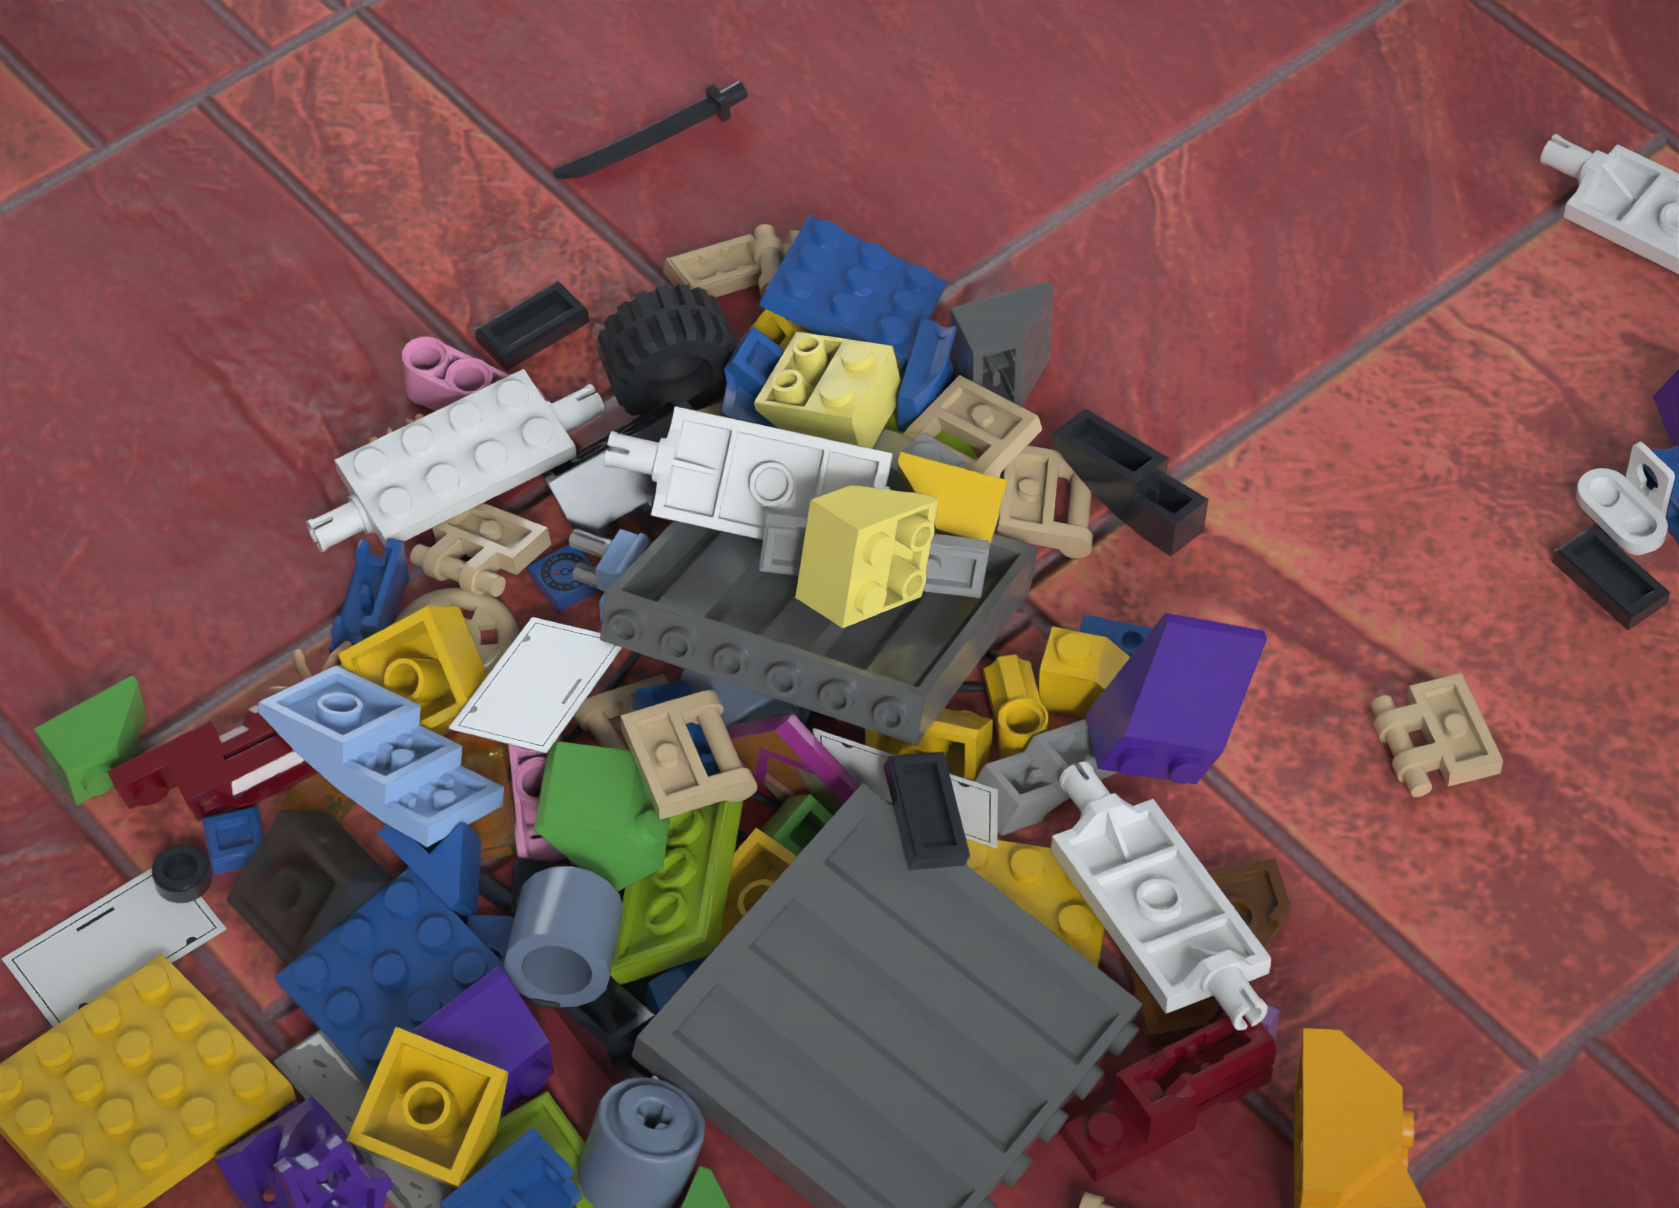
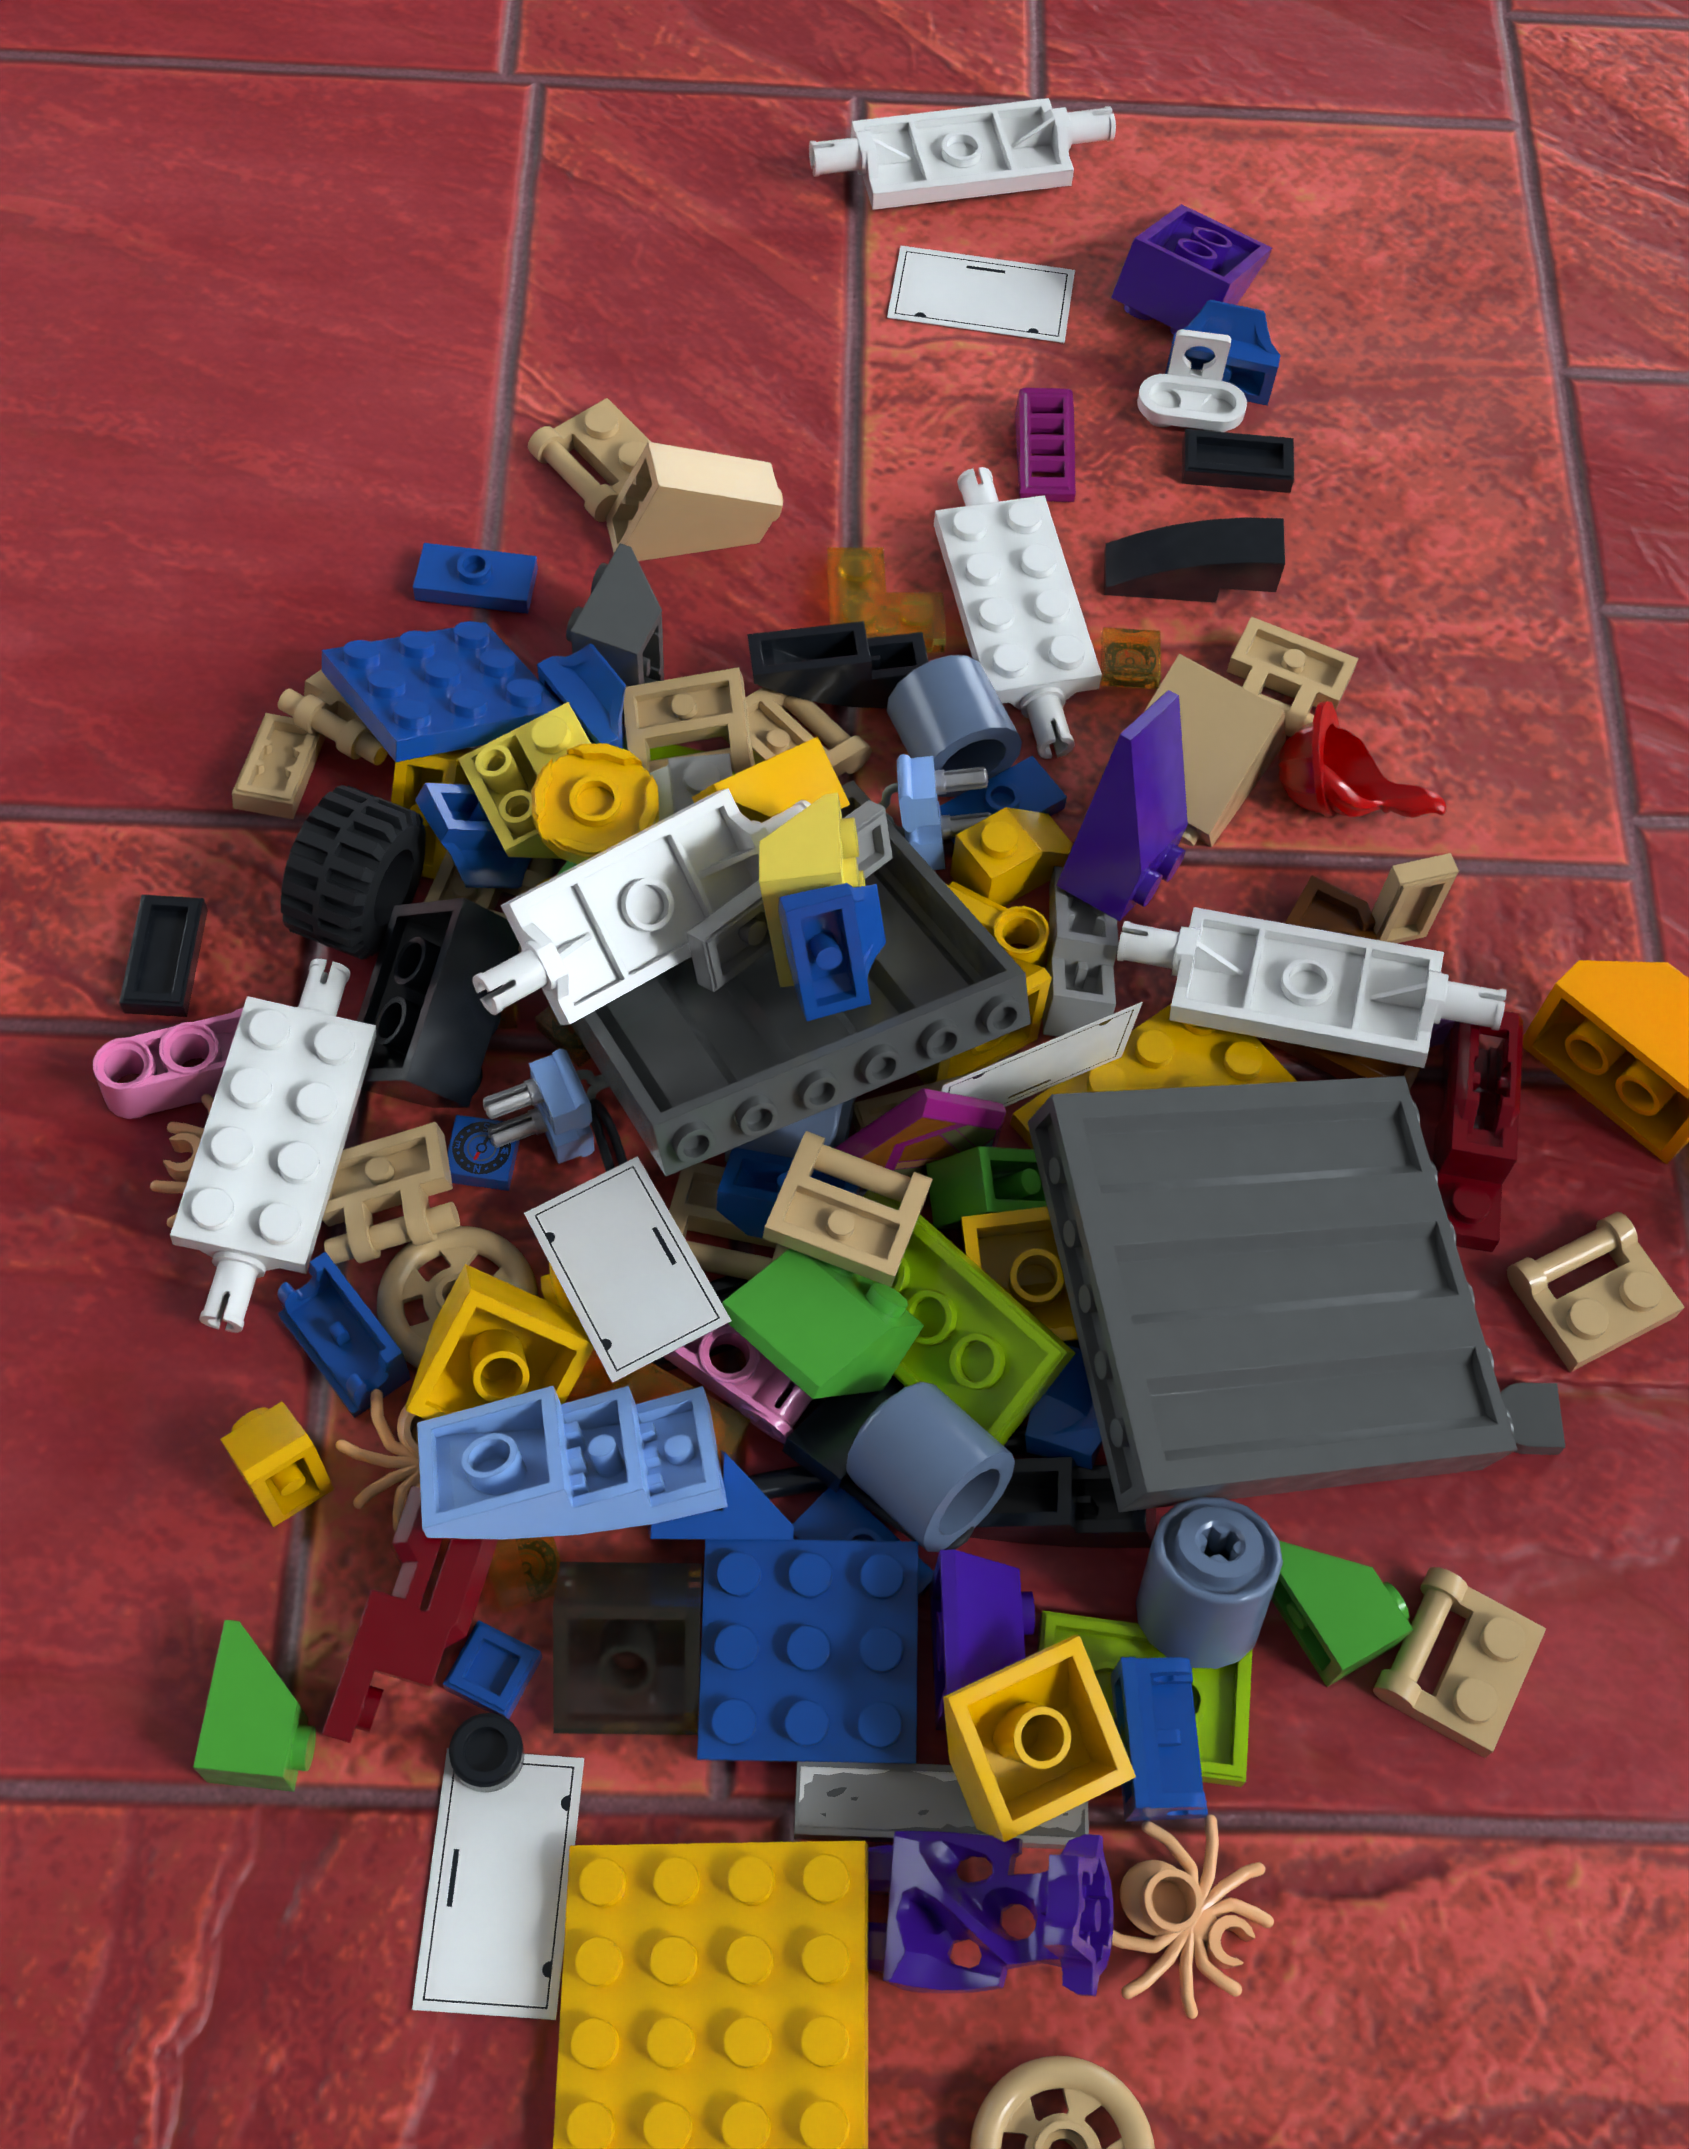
camera: 55 degrees left, 10 degrees up
(252, 631) = (277, 1461): none -> yellow slope
(715, 103) = (83, 624): black sword -> none
(825, 403) = (592, 800): none -> yellow tile
(826, 580) = (832, 946): none -> blue slope
(926, 811) = (1122, 1070): black tile -> none
(979, 253) = (475, 578): none -> blue plate
(1049, 585) = (920, 809): none -> light blue piece
(1148, 566) = (954, 716): none -> sand blue piece
(1167, 308) = (692, 503): none -> tan slope
(1169, 246) = (604, 441): none -> tan plate
(1209, 465) = (859, 594): none -> clear yellow plate
(1304, 723) = (1225, 742): none -> tan slope
(1307, 532) = (1018, 605): none -> white plate
(1307, 921) = (1413, 898): none -> tan tile
(1350, 637) = (1130, 658): none -> clear yellow tile
(1386, 815) = (1334, 772): none -> red piece
(1477, 611) = (1197, 559): none -> black slope
(1492, 432) = (1045, 412): none -> magenta slope
(1574, 331) = (981, 294): none -> white sticker

